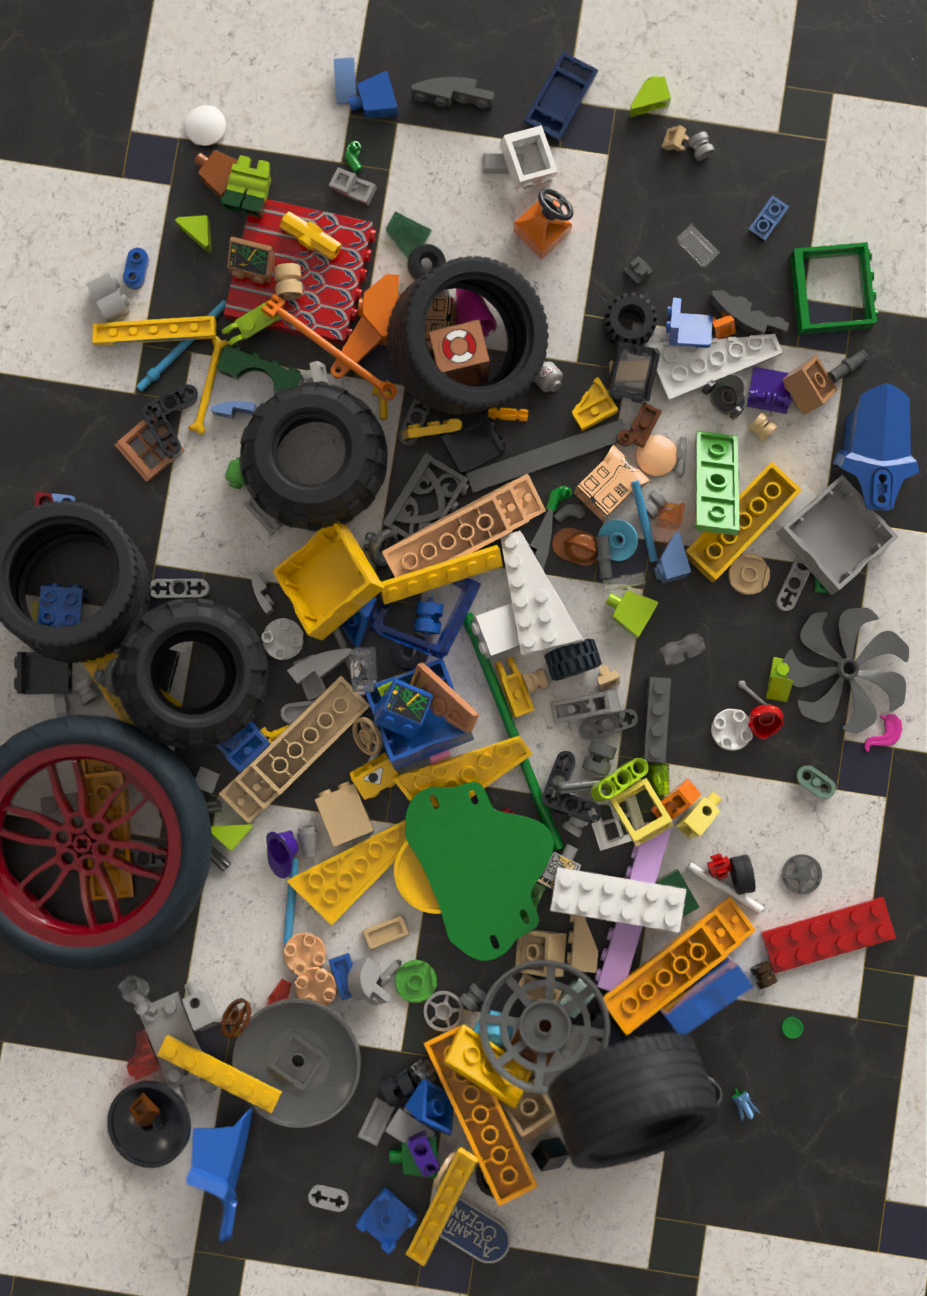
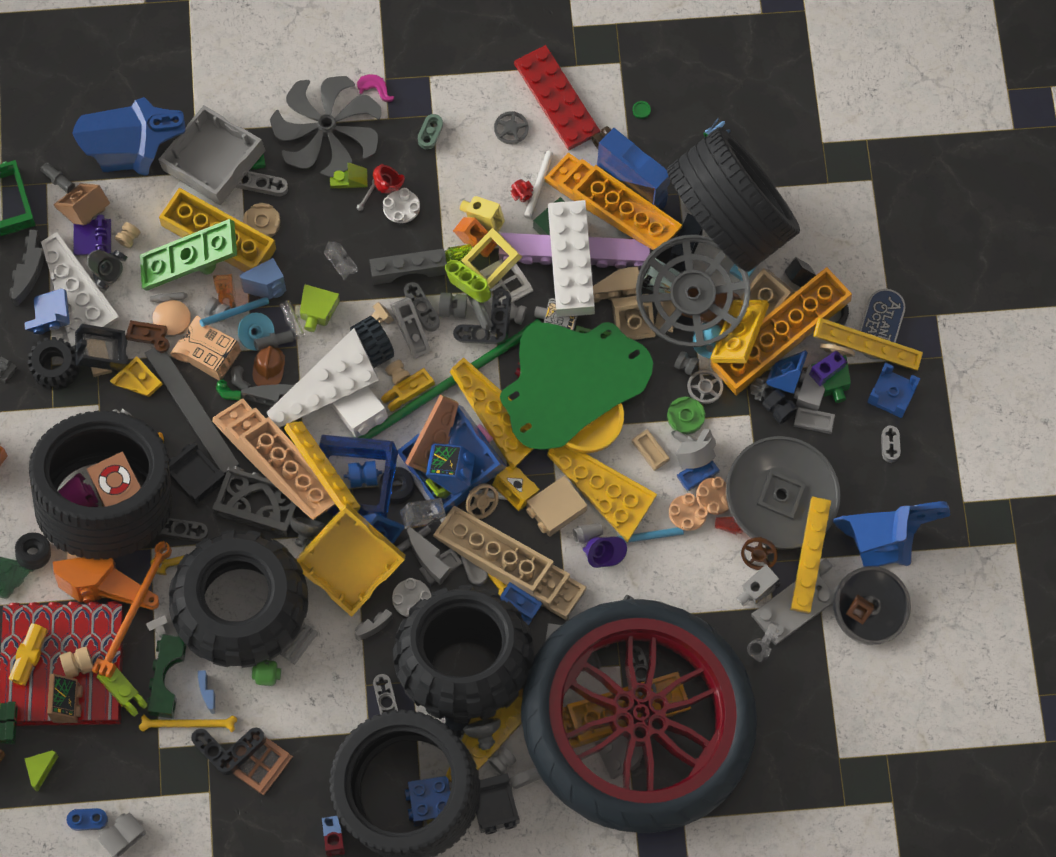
camera: 105 degrees left, 15 degrees down
(144, 1059) = (818, 626): clear red arch -> none
(154, 330) = (146, 782): yellow plate -> none
(154, 373) = (187, 775): dark azure bar -> none
(231, 835) = (598, 593): lime slope -> none
(433, 429) = (188, 508): yellow hinge -> none
(724, 326) = (42, 284): orange tile -> none
(742, 874) = (524, 168): black tyre -> none

